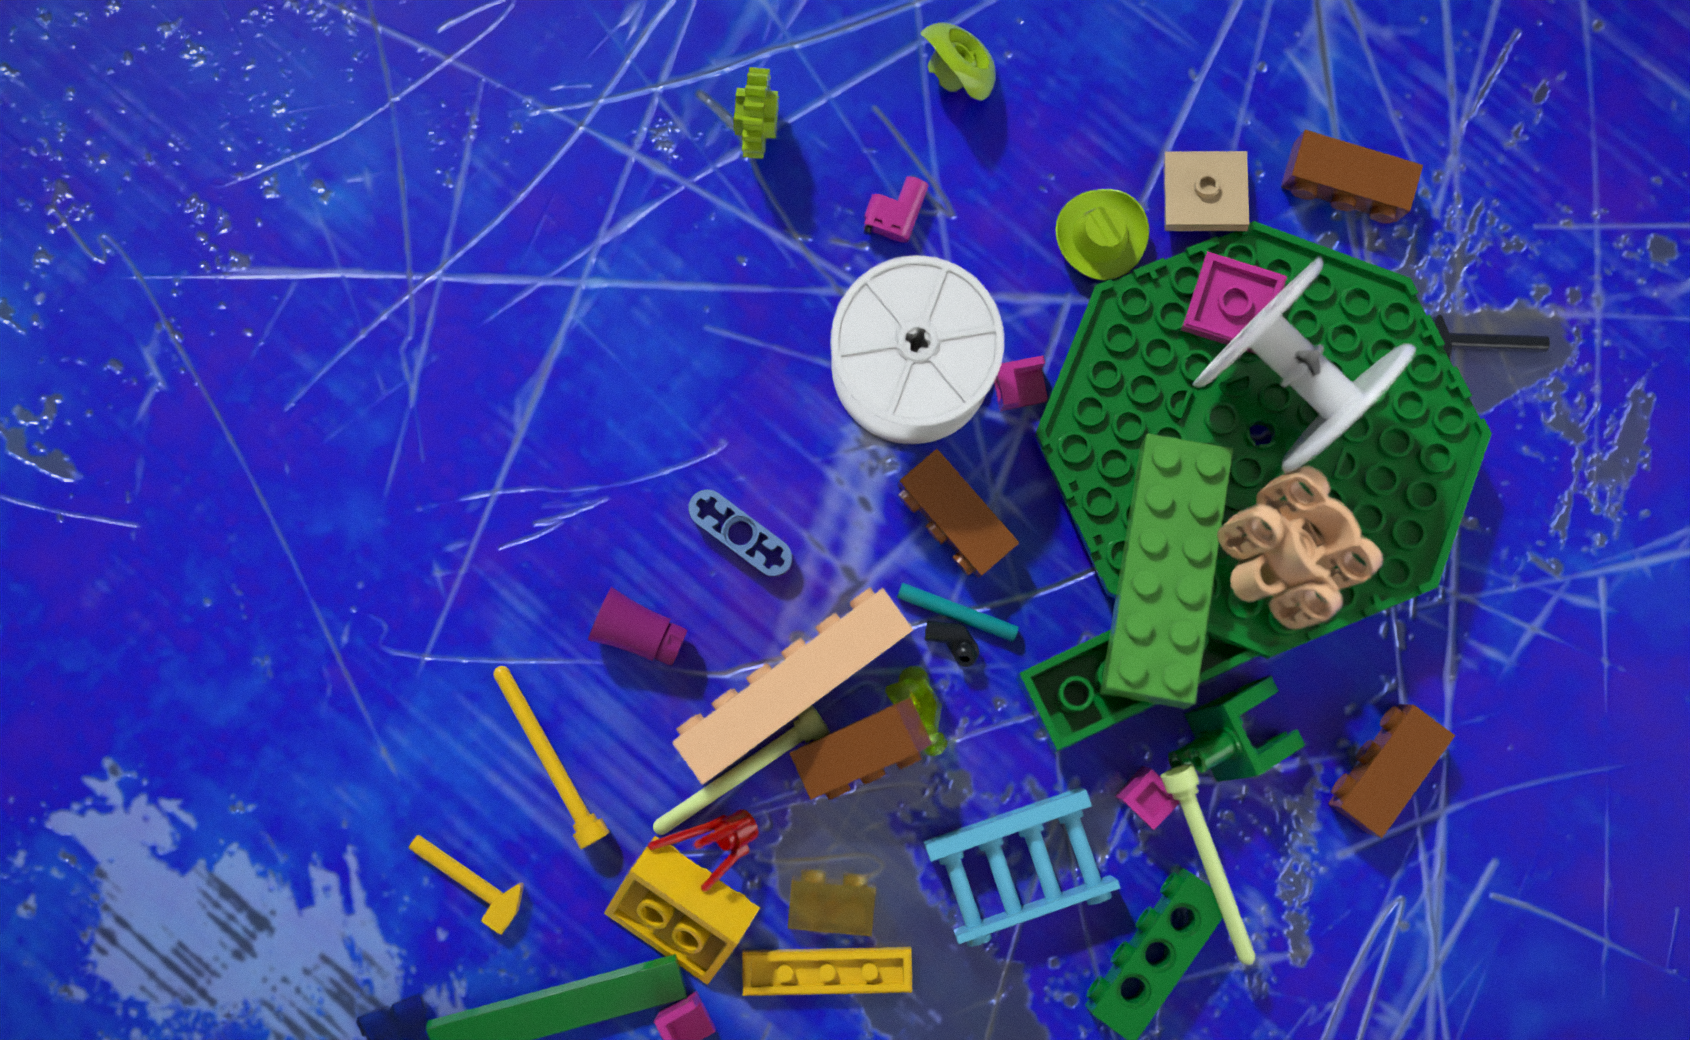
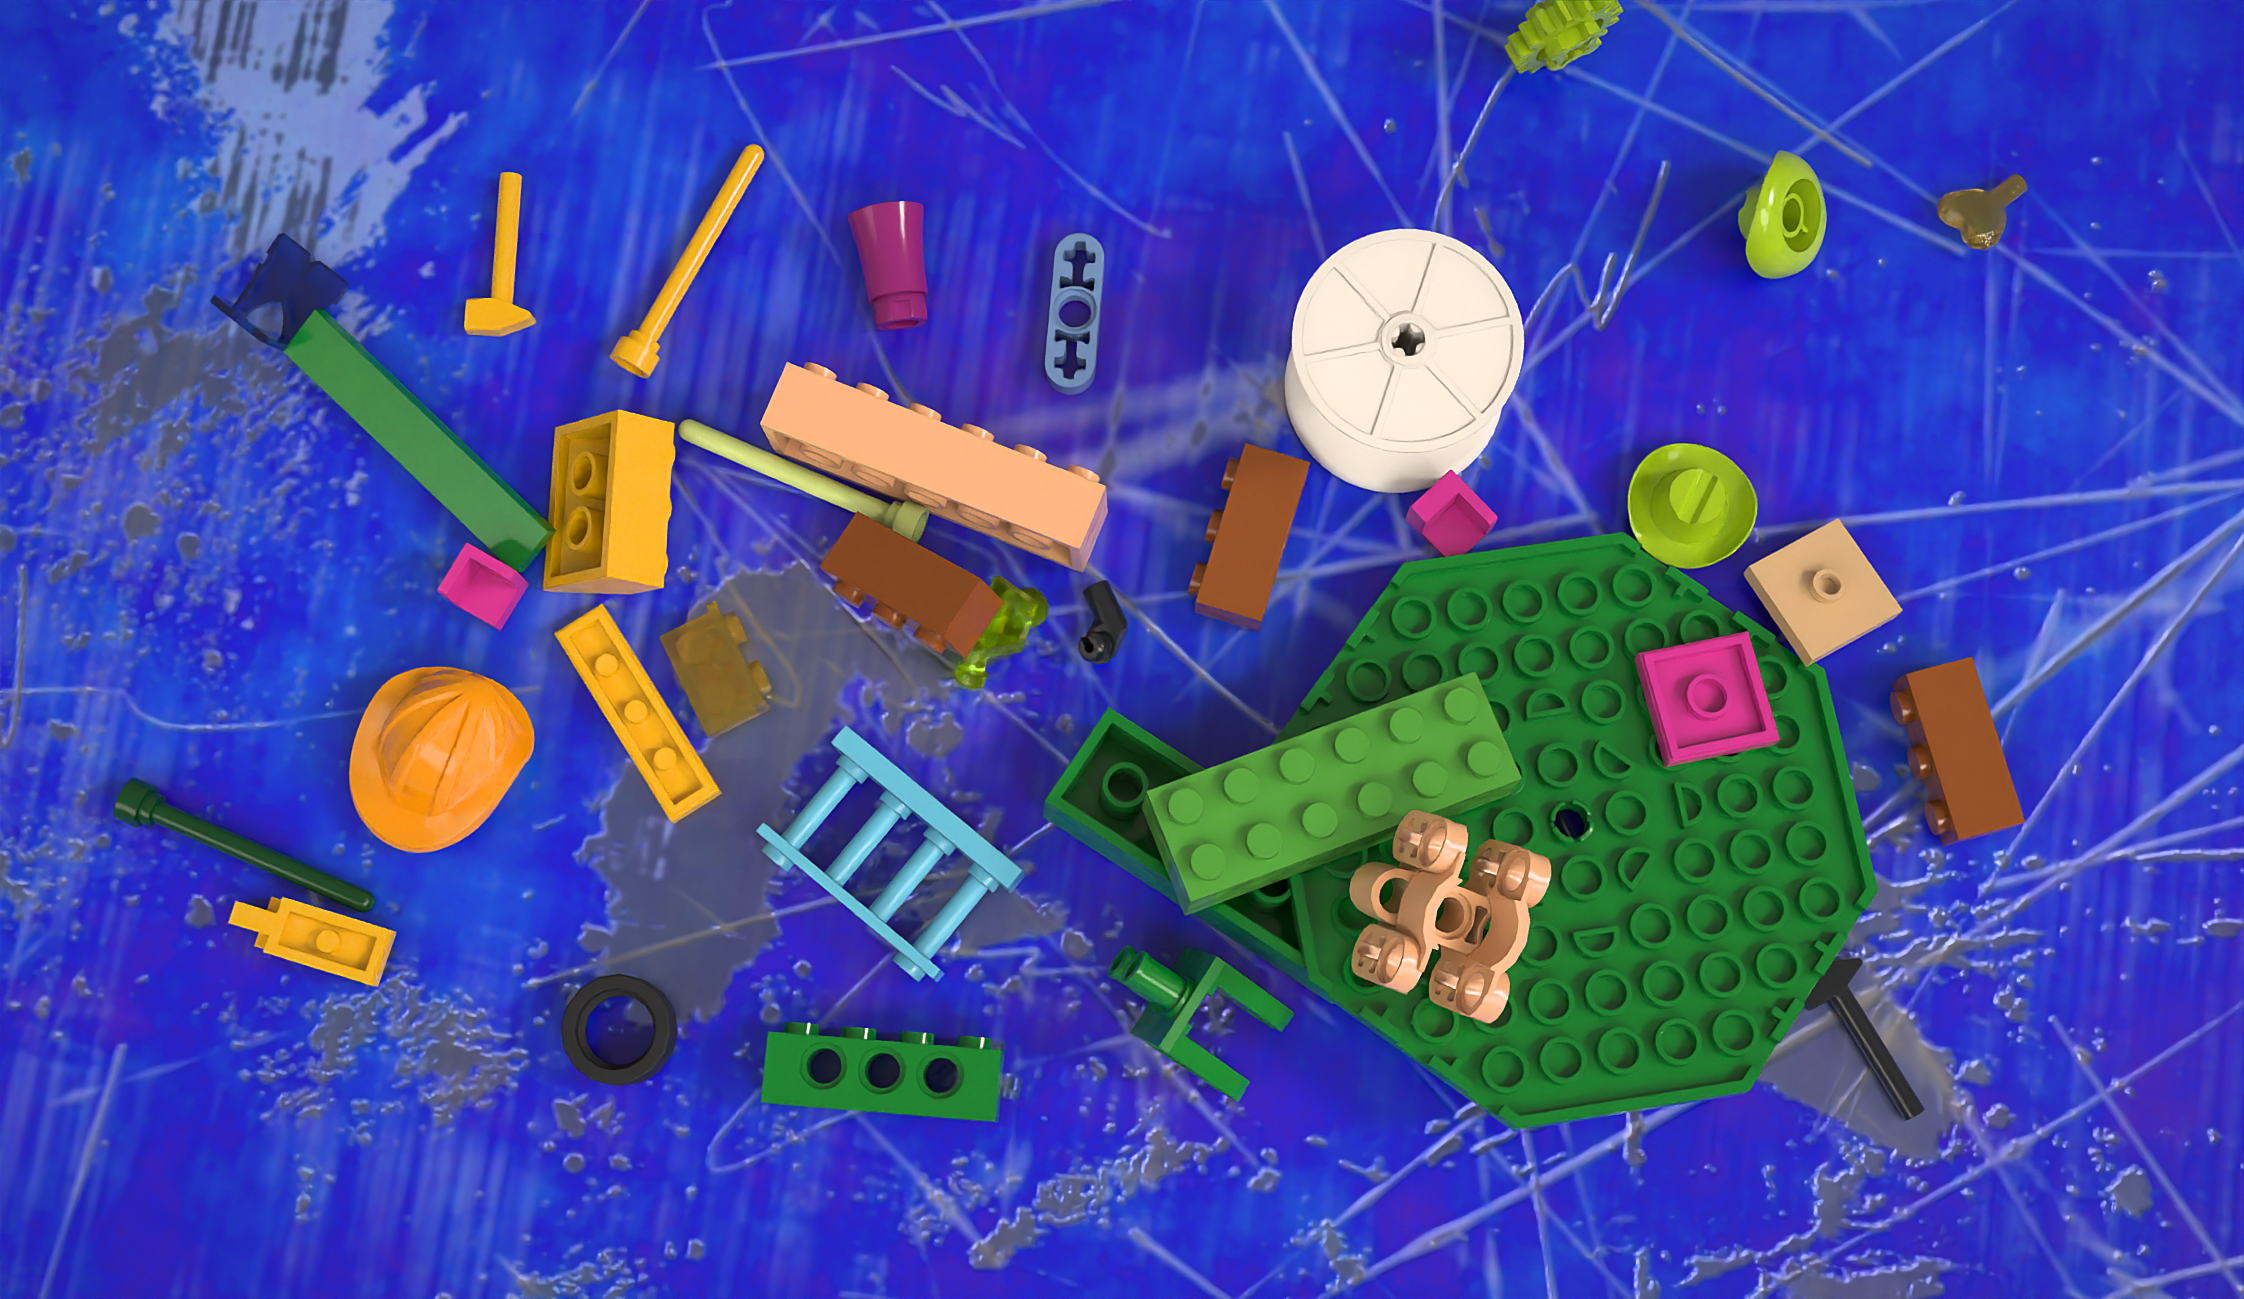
camera: 65 degrees right, 5 degrees down
(729, 832) = (728, 505): red plant -> none
(896, 217) = (1550, 260): dark pink piece -> none
(958, 612) = (1139, 611): teal bar -> none
(1147, 797) = (1059, 952): dark pink panel -> none
(1182, 784) = (1092, 973): yellowish green piece -> none
(1308, 371) = (1677, 723): white piece -> none
(1390, 769) = (1272, 1222): dark orange brick -> none

